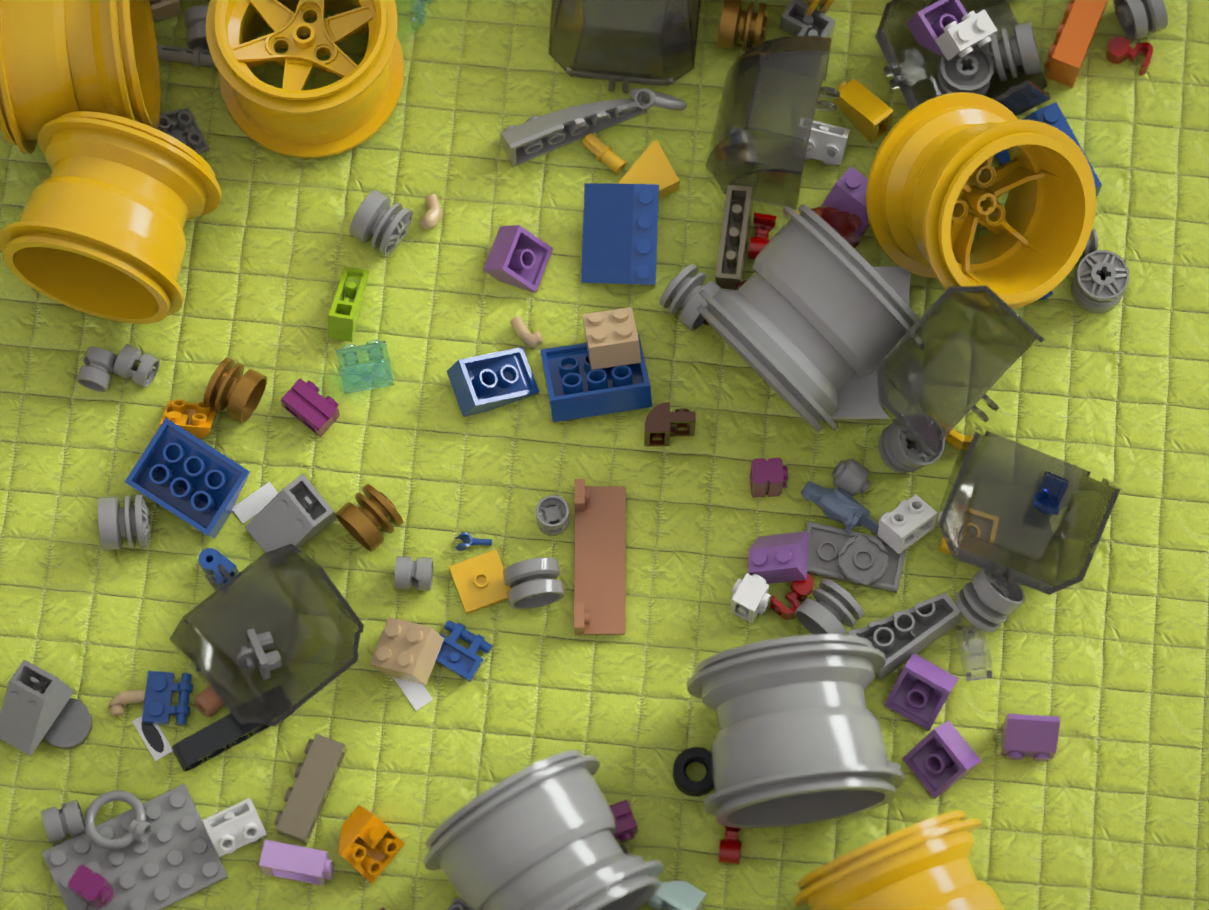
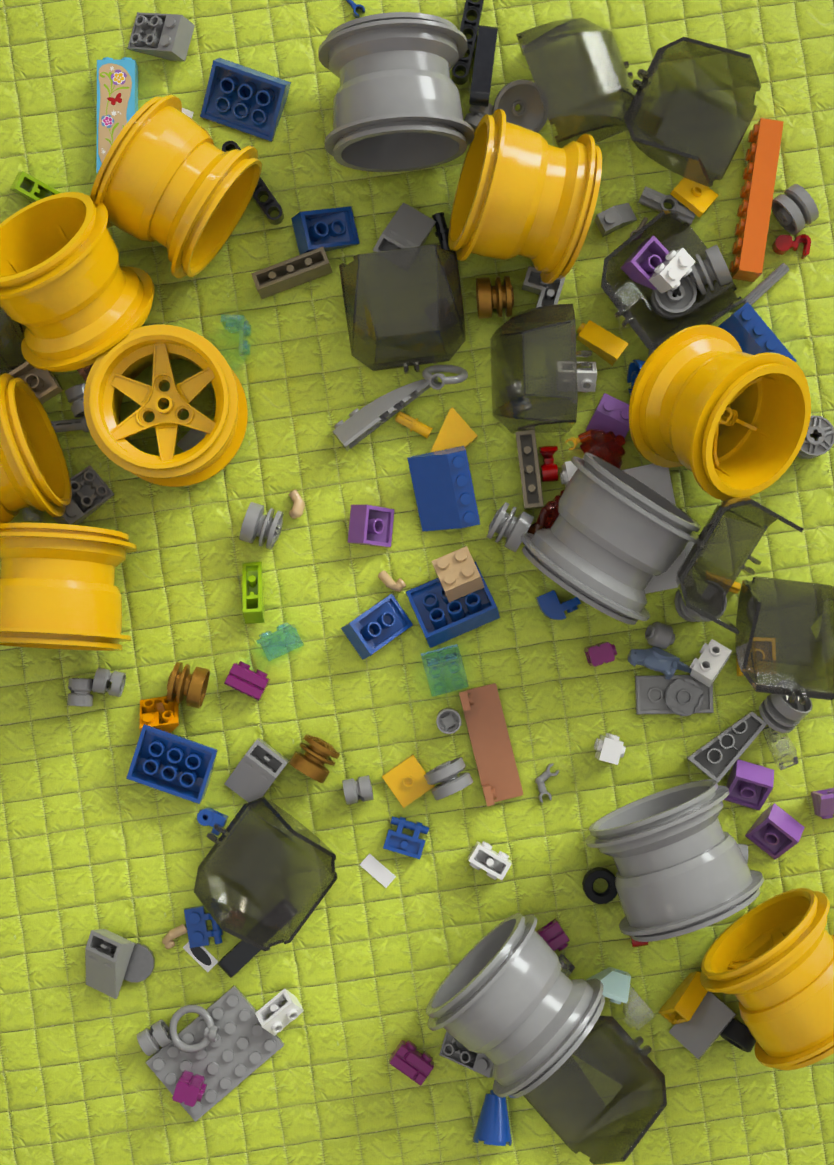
camera: 15 degrees left, 15 degrees up
(123, 522) = (130, 809): light grey wheel -> none
(255, 502) = (227, 761): white sticker -> none
(255, 654) = (268, 887): light grey hips -> none
(296, 863) = (331, 1029): lavender window -> none
(310, 789) = (326, 968): dark tan brick -> none
(368, 843) = (377, 998): light orange slope -> none
(407, 651) = (369, 852): tan brick -> none
(468, 540) = (391, 753): blue hand -> none
(559, 701) = (492, 862): none -> white brick
(564, 456) = (444, 670): none -> clear light blue bracket
(652, 622) = (542, 778): none -> light grey arm
(663, 424) = (511, 631): reddish brown brick -> none
(724, 414) = (553, 609): none -> blue brick
(780, 557) = (623, 711): medium lavender slope -> none
(799, 591) = (643, 728): red leg -> none
(832, 608) = (670, 745): light grey wheel -> none
(1050, 493) = (810, 613): clear blue bracket -> none
(1088, 92) = (766, 284): none -> light grey axle

